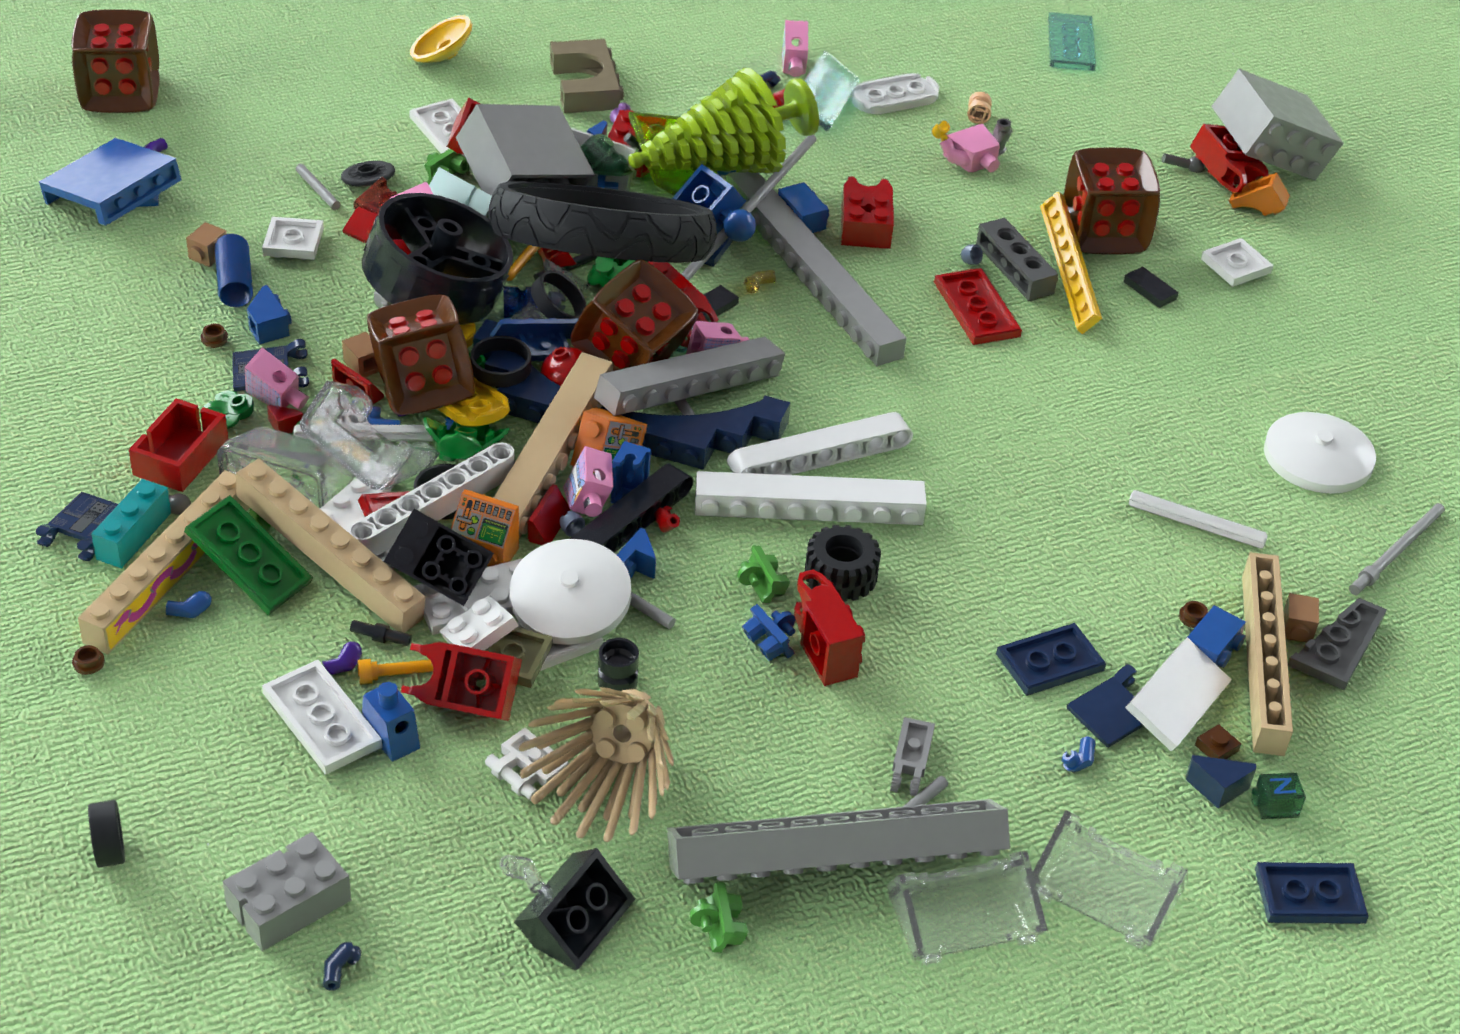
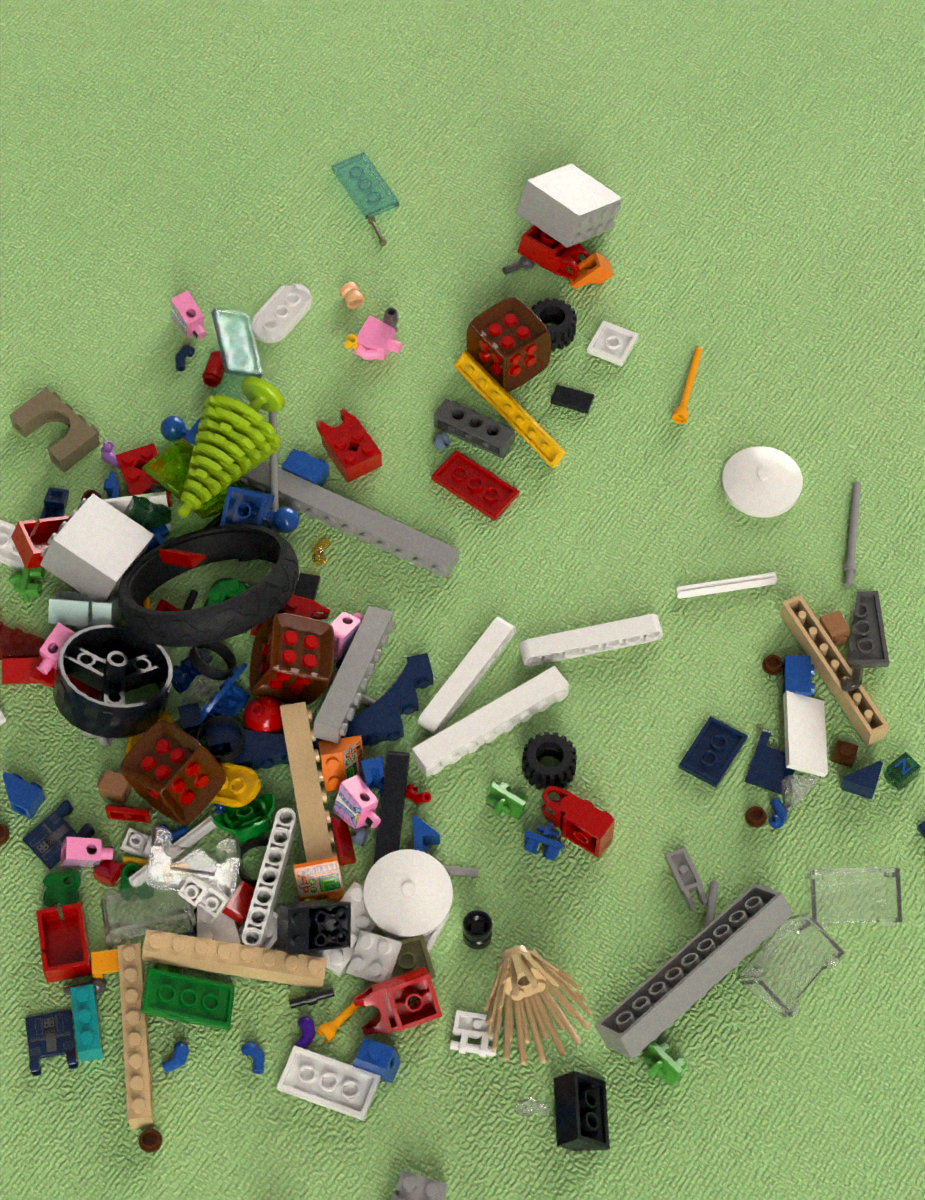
camera: 30 degrees left, 15 degrees up
(195, 482) = (104, 962): none -> light orange panel
(273, 650) = (257, 1054): none -> blue arm
(350, 469) = (202, 894): none -> white slope
(595, 185) = (181, 558): none -> red slope
(992, 487) = (590, 640): none -> white beam
(1050, 743) = (755, 817): none -> reddish brown plate
(1054, 69) = (371, 220): none -> olive hinge
(1125, 741) = (796, 788): none -> clear slope
(1182, 216) = (560, 313): none -> black tyre
(1268, 351) = (681, 413): none -> light orange piece
(1282, 664) = (855, 681): none -> clear smoke arm

